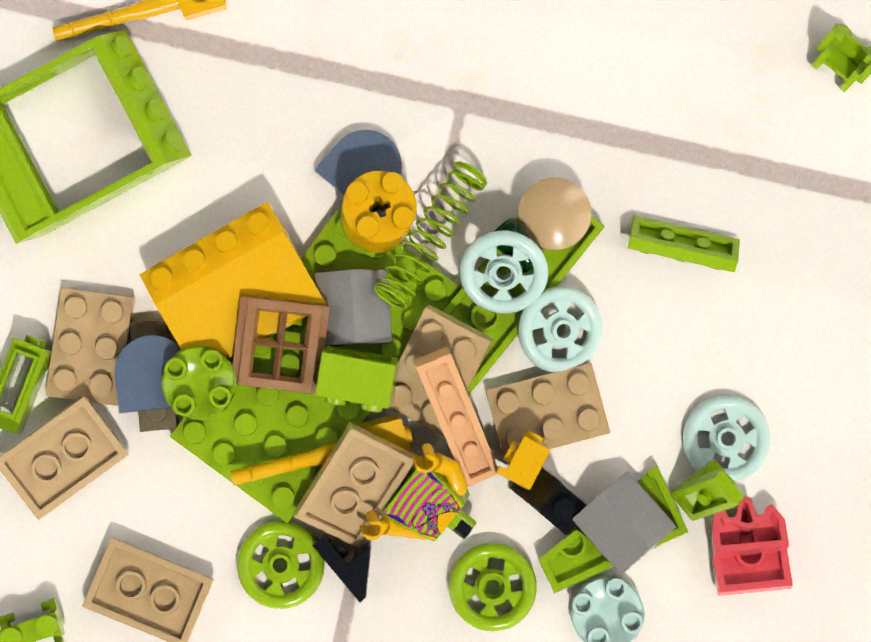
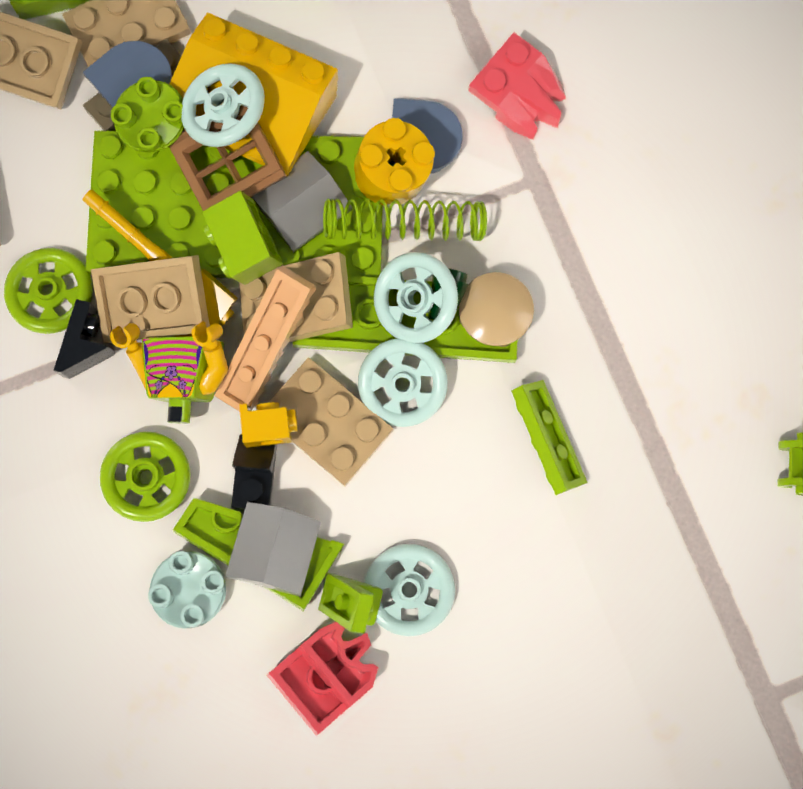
camera: 55 degrees right, 5 degrees down
(266, 324) = (226, 113): none -> light aqua plate
(378, 60) = (520, 87): none -> coral plate

